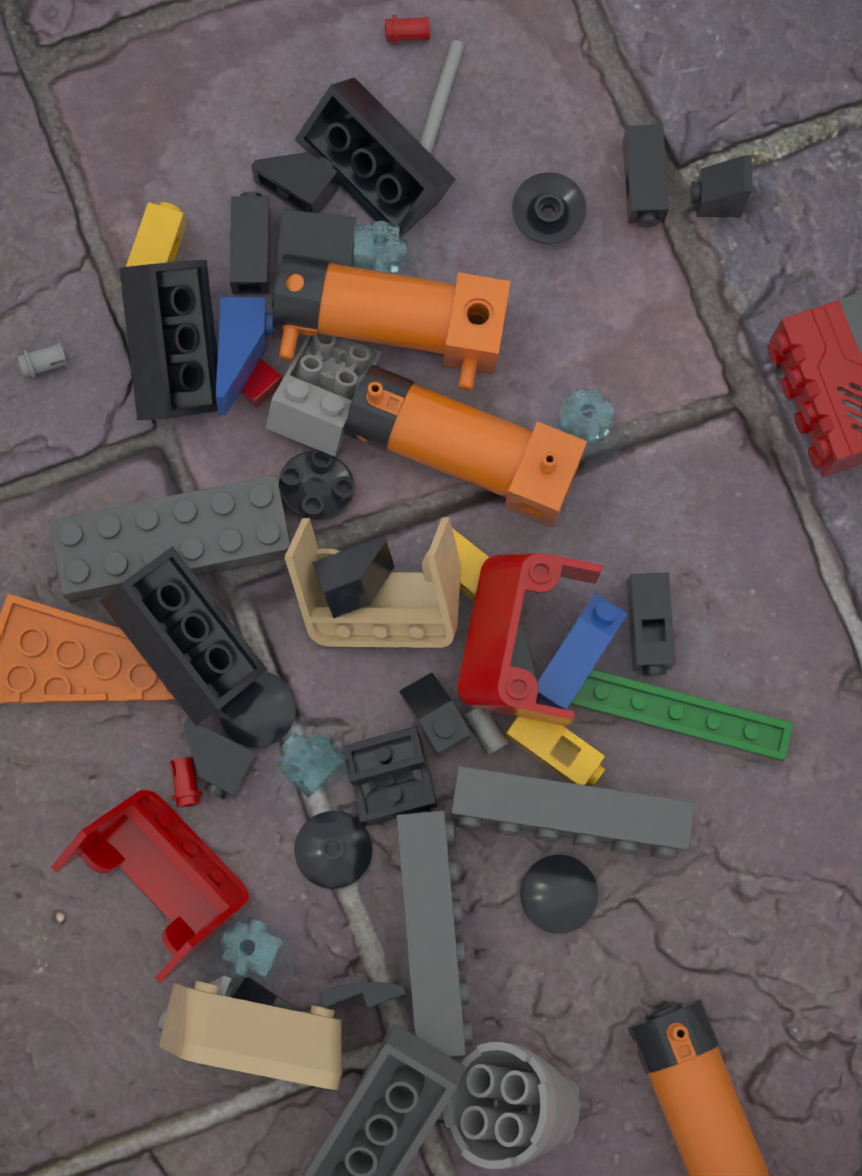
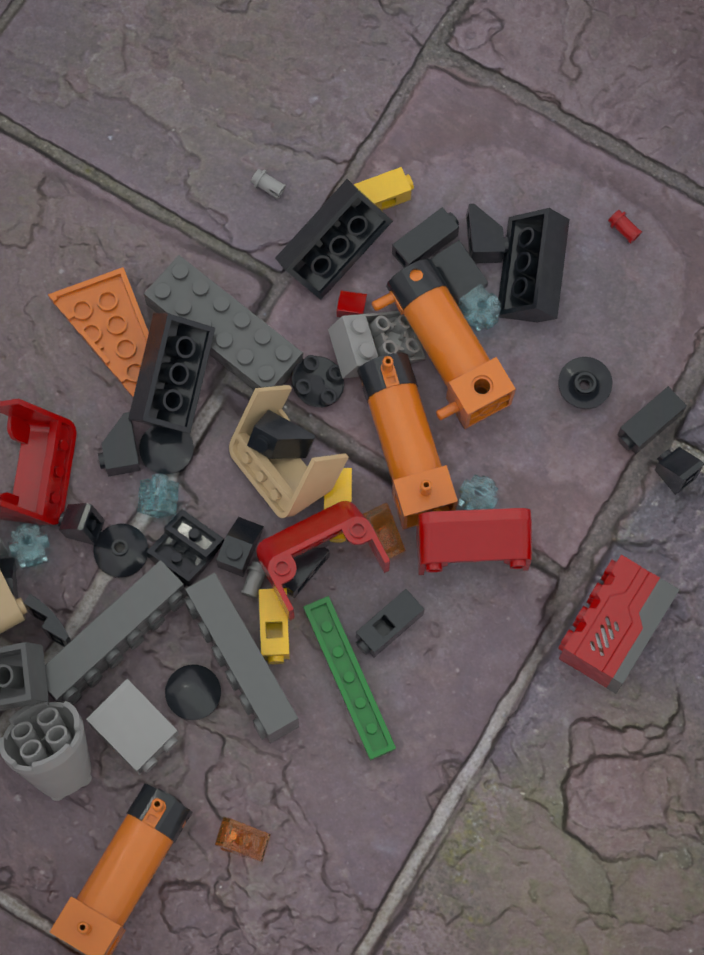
camera: 55 degrees right, 5 degrees down
(184, 782) = (93, 442): red pin -> none
(241, 345) = (360, 279): blue slope -> none
(271, 871) = (81, 523): none -> black slope
(441, 94) = (601, 276): light grey bar -> none
(541, 539) = (385, 529): none -> clear orange slope
(555, 991) = (133, 727): none -> light grey slope
(579, 652) = (336, 594): blue slope -> none
(639, 462) = (474, 537): none -> red windscreen
(767, 966) = (242, 839): none -> clear orange slope

